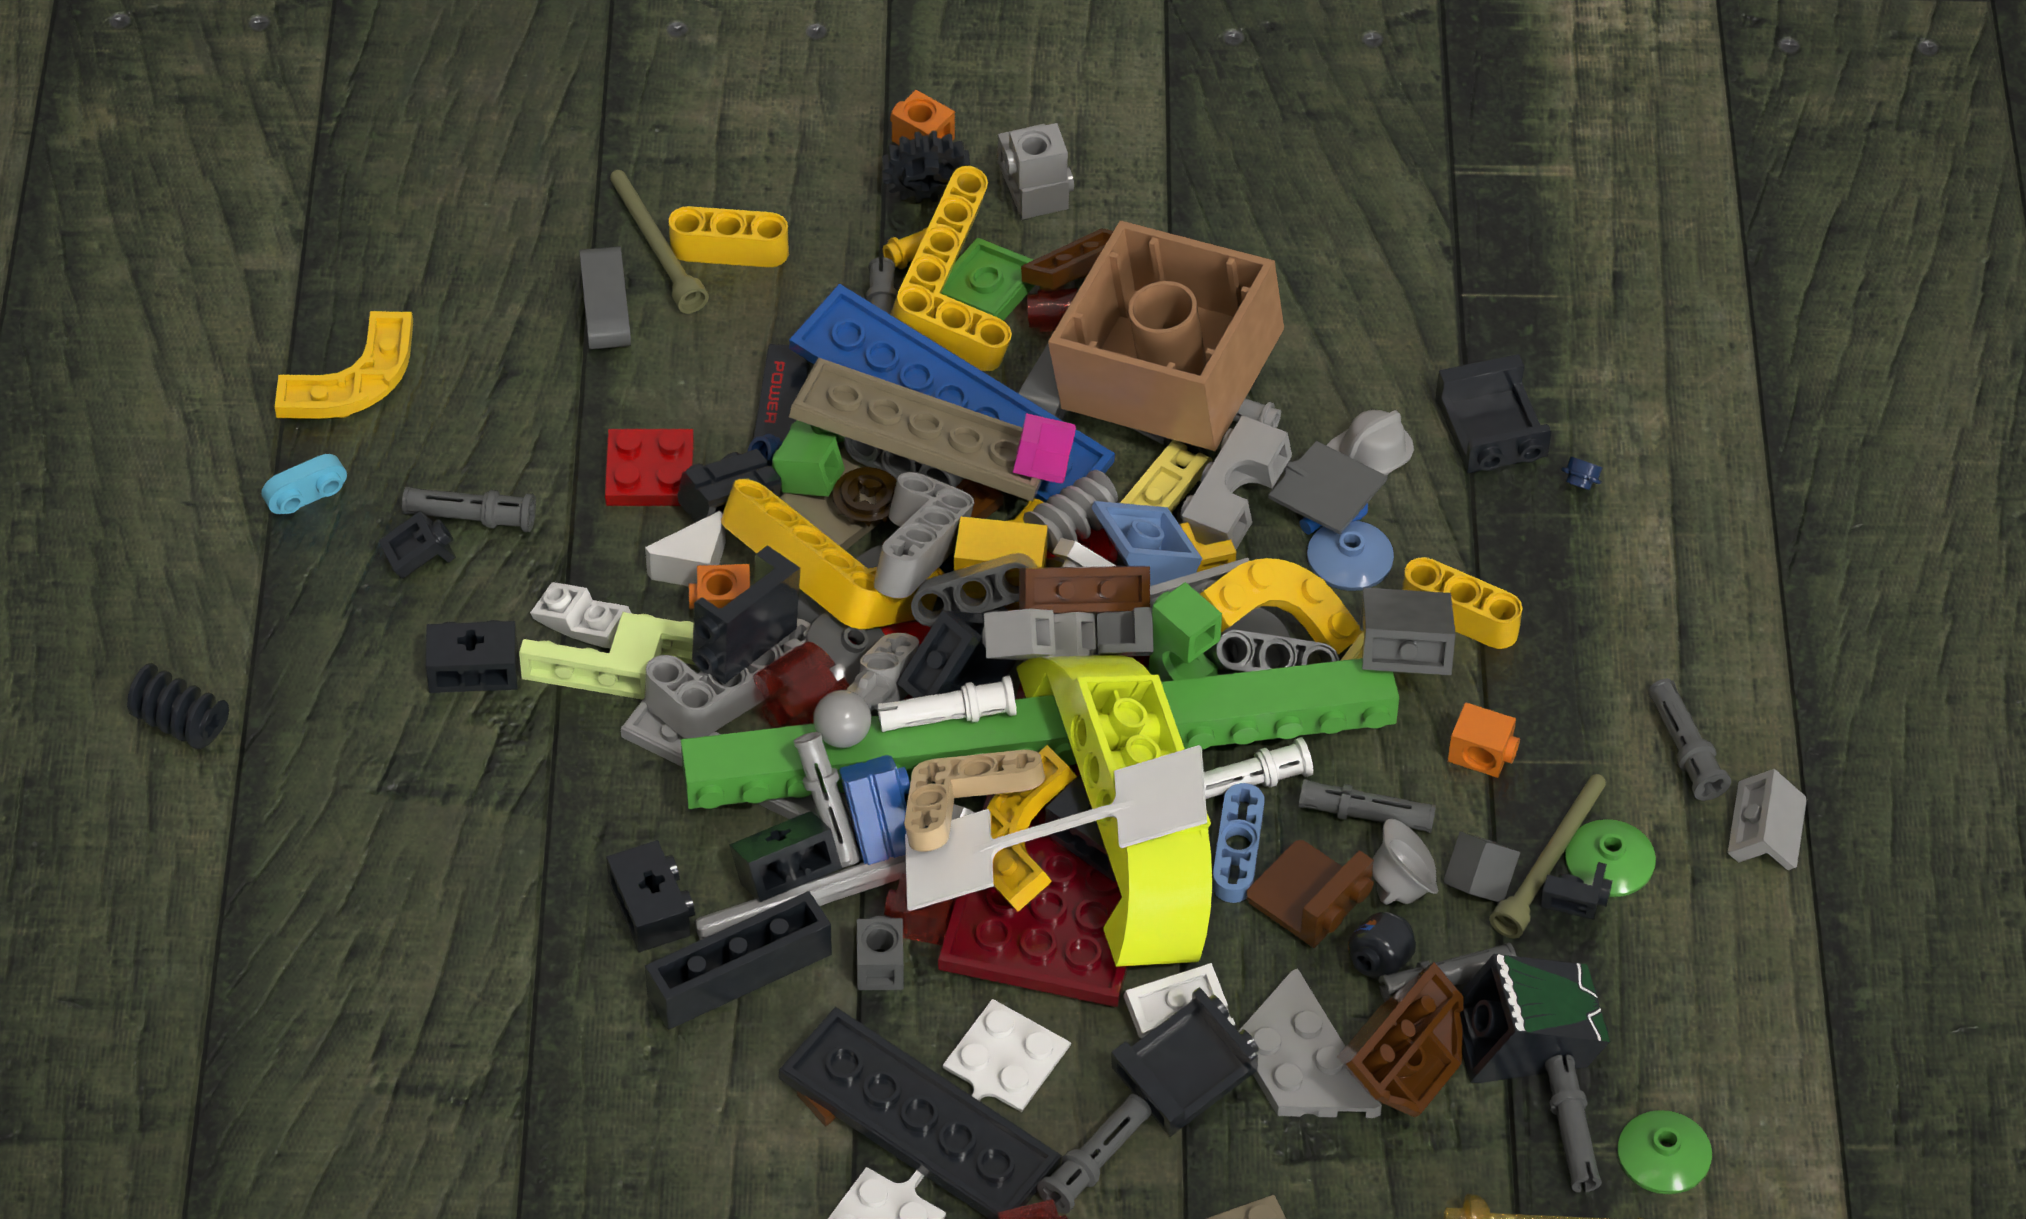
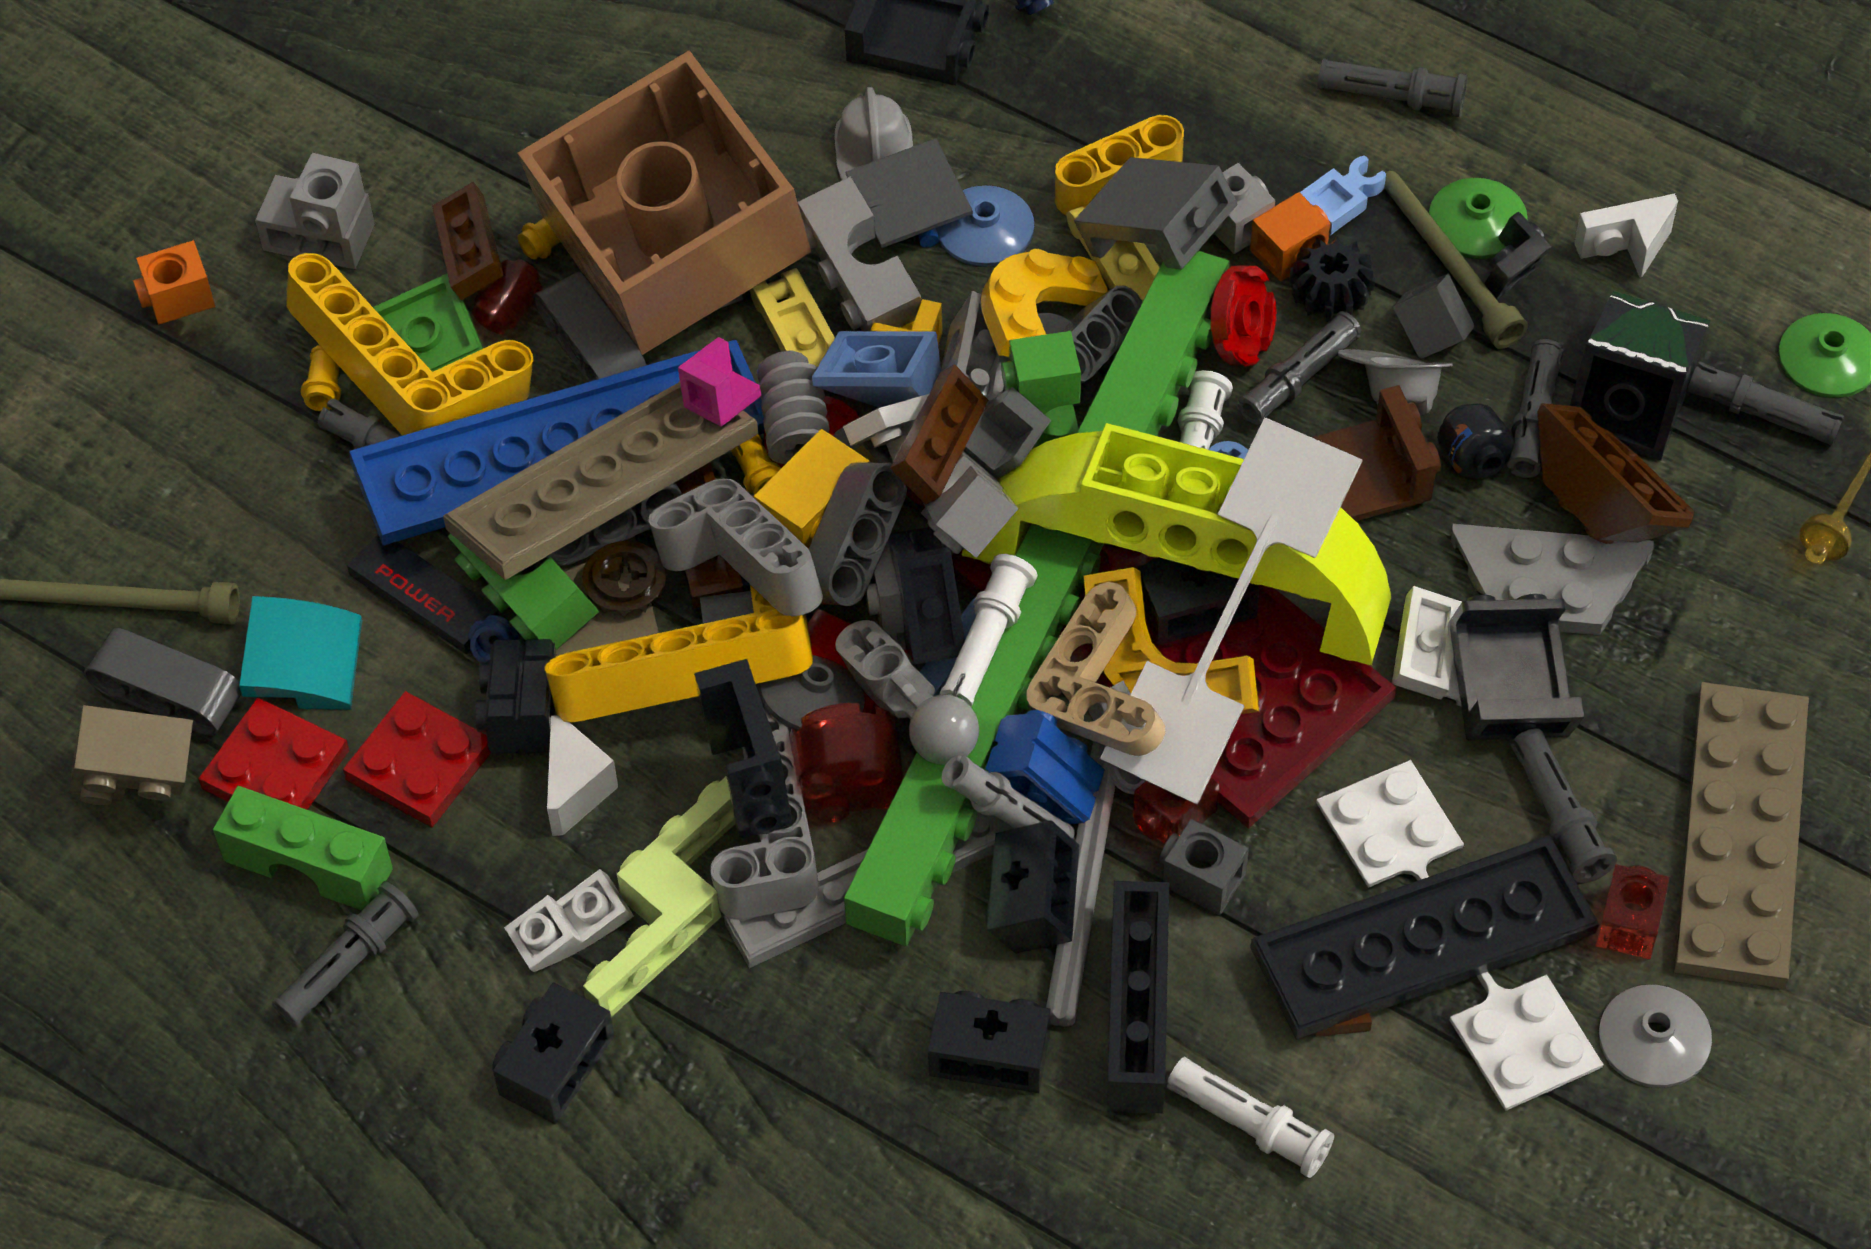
camera: 55 degrees left, 5 degrees up
(304, 484) = (187, 1122): medium azure plate -> none
(355, 387) = (88, 983): yellow plate -> none
(416, 543) = (358, 1032): black bracket -> none
(518, 300) = (129, 752): none -> dark tan brick
(529, 437) = (338, 857): none -> bright green arch
(589, 393) = (275, 757): none -> red plate
(682, 357) = (301, 653): none -> teal slope
(695, 1113) = (1272, 1127): none -> white pin
(719, 583) = (649, 755): orange brick -> none
(729, 236) = (182, 505): yellow beam -> none
(922, 165) = (247, 301): black gear -> none
(1371, 738) = (1242, 315): none -> red tile
(1463, 785) = (1332, 278): none -> black gear
(1477, 682) = (1252, 201): none -> light grey brick
(1546, 753) = (1346, 195): none -> light blue plate
(1674, 961) = (1631, 226): none -> white slope
(1767, 819) = (1521, 79): light grey panel -> none

